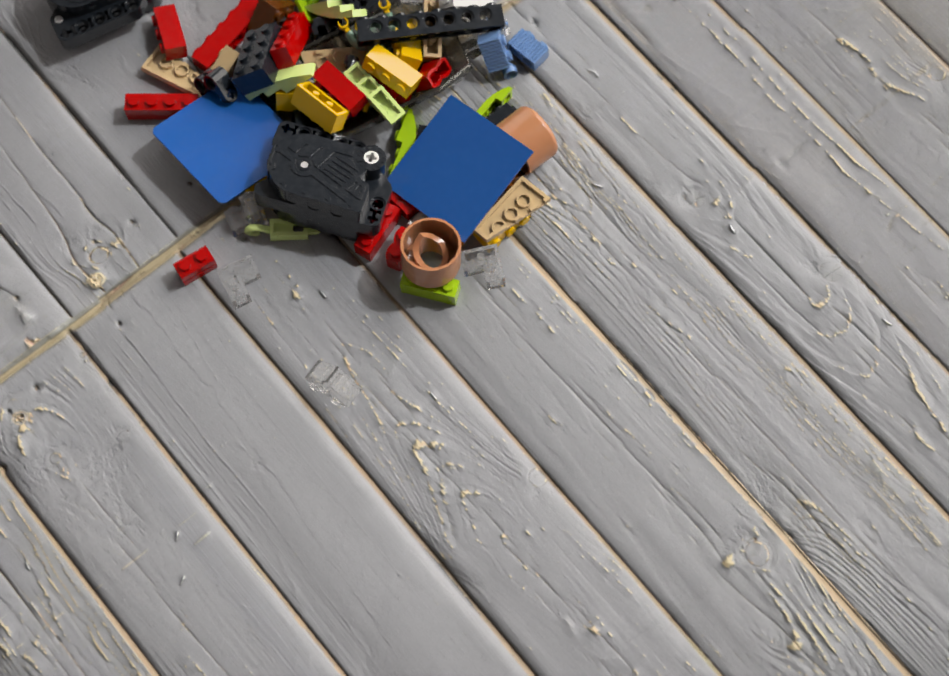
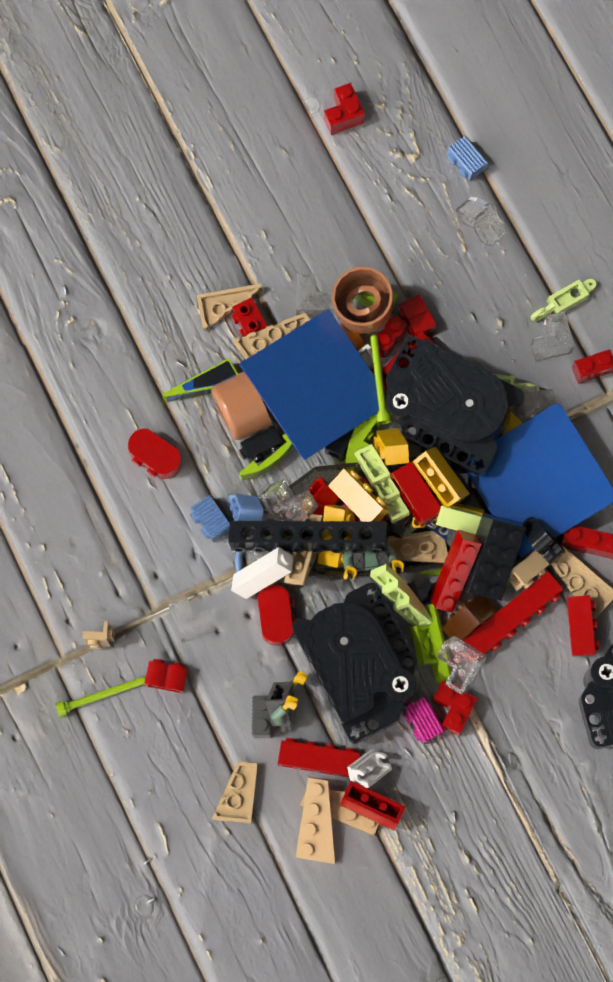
camera: 170 degrees left, 5 degrees up
(236, 325) = (563, 301): none -> yellowish green piece
(361, 449) = (466, 158): none -> medium blue brick
(371, 131) = (391, 446): none -> yellow brick
(378, 275) = (417, 316): none -> red brick
(390, 166) = (383, 416): none -> lime piece
(455, 50) = (286, 506): none -> clear brick
(496, 470) = (347, 112): none -> red brick
(541, 234) = (248, 317): none -> red brick
(562, 169) = (201, 383): none -> slope
(577, 244) = (218, 304): none -> tan wing
(596, 92) = (154, 454): none -> red brick

